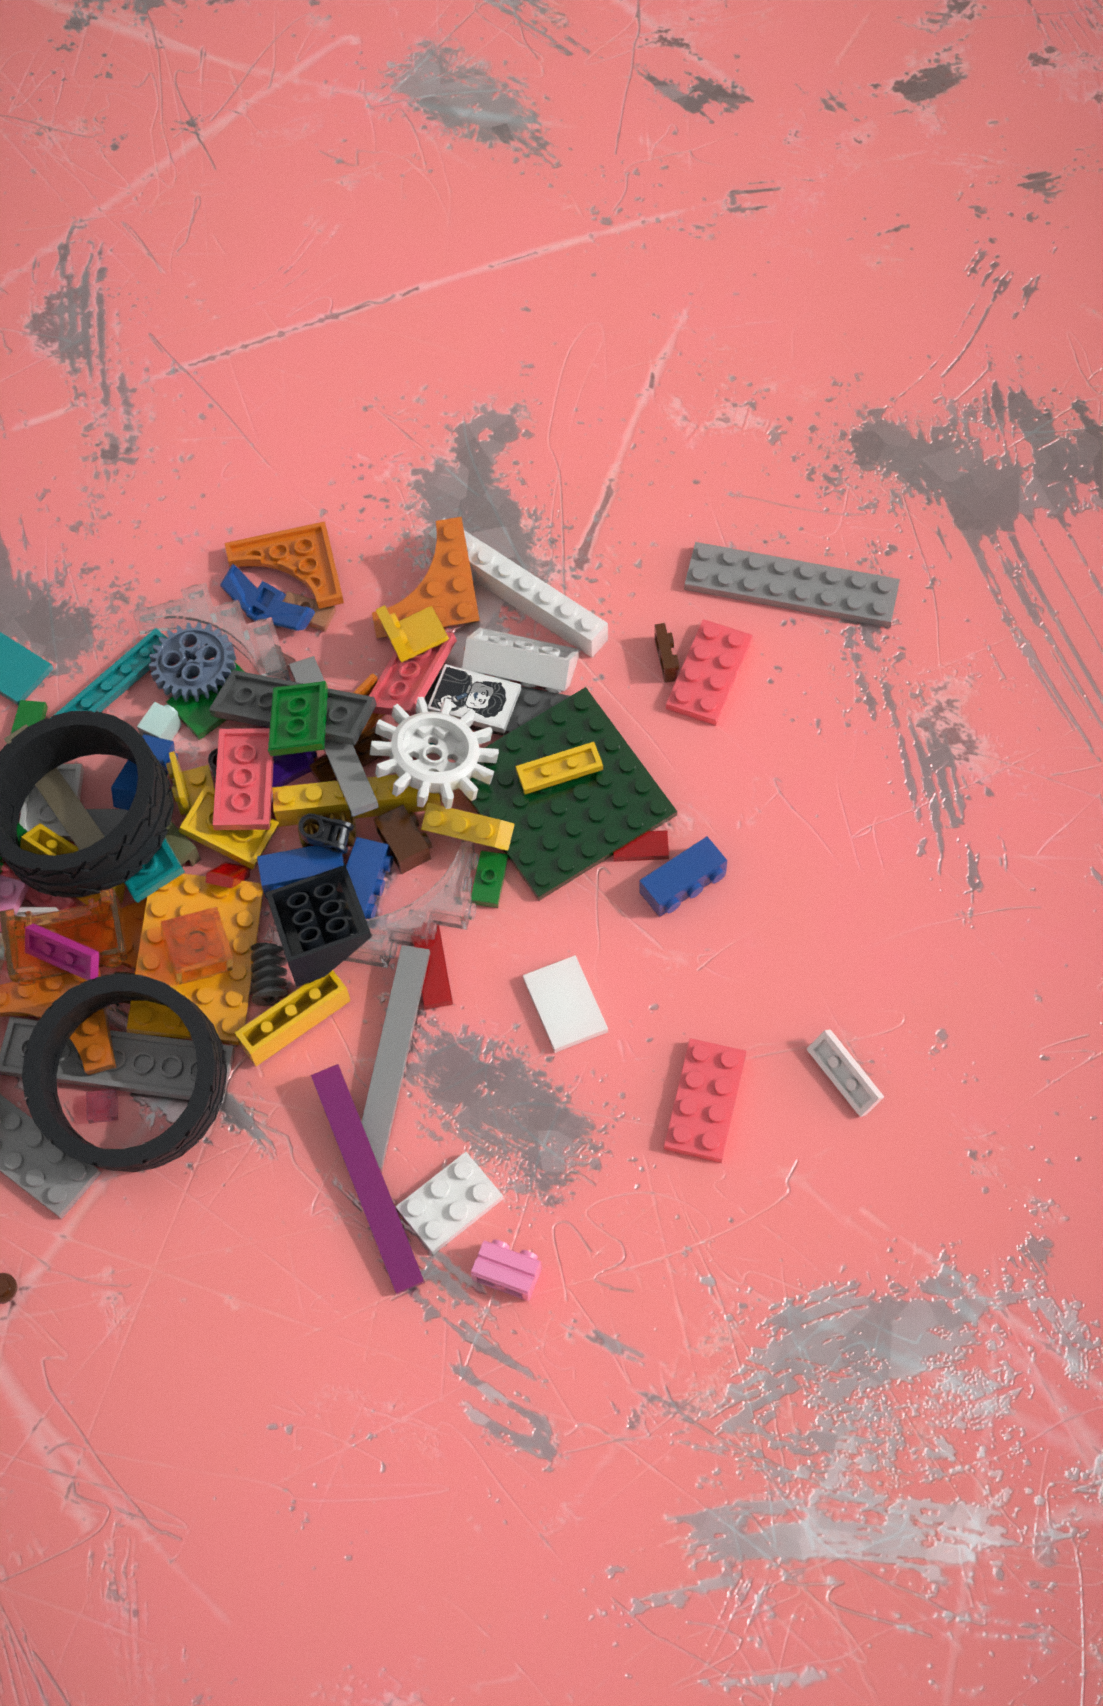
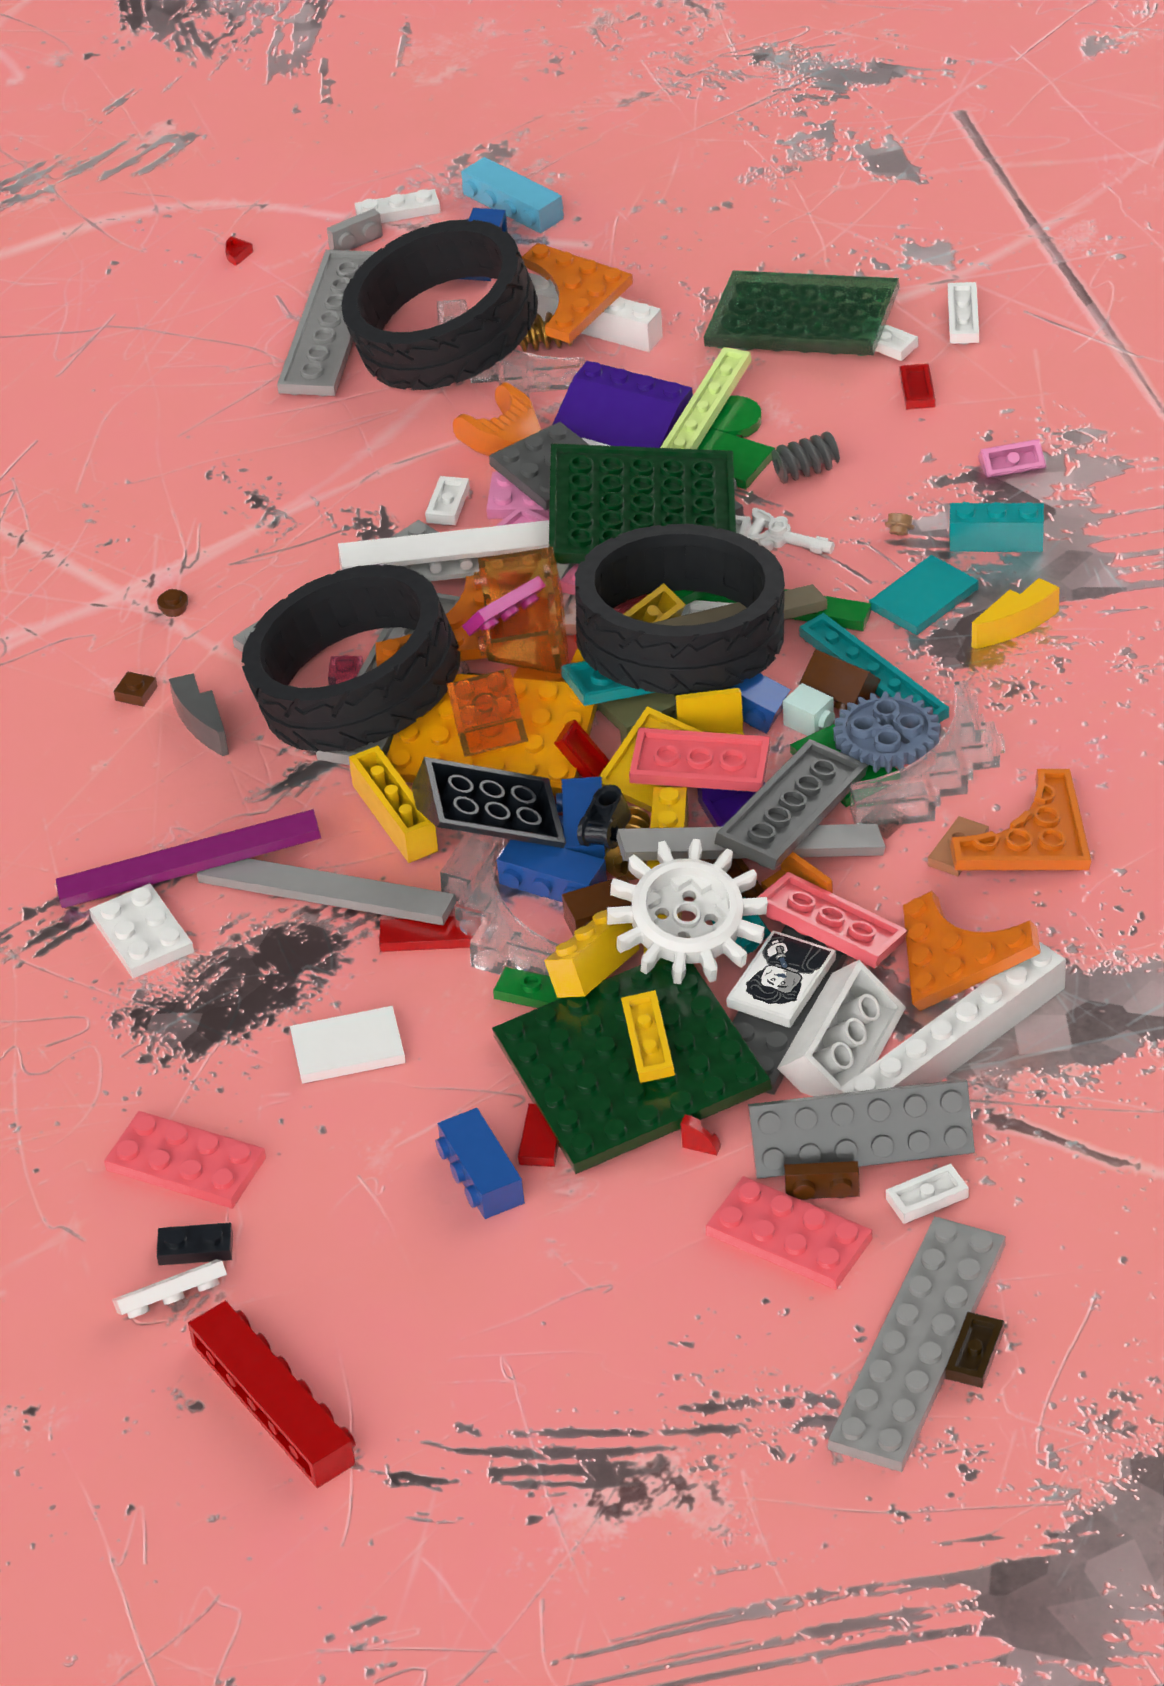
camera: 100 degrees right, 20 degrees down
(36, 594) = (1016, 614): none -> yellow slope
(128, 1293) = (135, 689): none -> reddish brown plate
(132, 699) = (839, 679): none -> reddish brown brick
(171, 1217) = (199, 713): none -> dark grey slope
(265, 601) = (974, 802): blue plate -> none
(298, 718) = (762, 794): green tile -> none
(413, 633) = (881, 909): yellow bracket -> none
(506, 1269) = (44, 964): bright pink brick -> none
(622, 628) = (863, 1127): none -> plate
(632, 737) = (697, 1137): none -> red tile
(664, 590) = (927, 1193): none -> white plate
(791, 1070) = (194, 1243): none -> black plate
(797, 547) = (974, 1349): none -> dark brown plate
(929, 975) = (272, 1393): none -> red brick

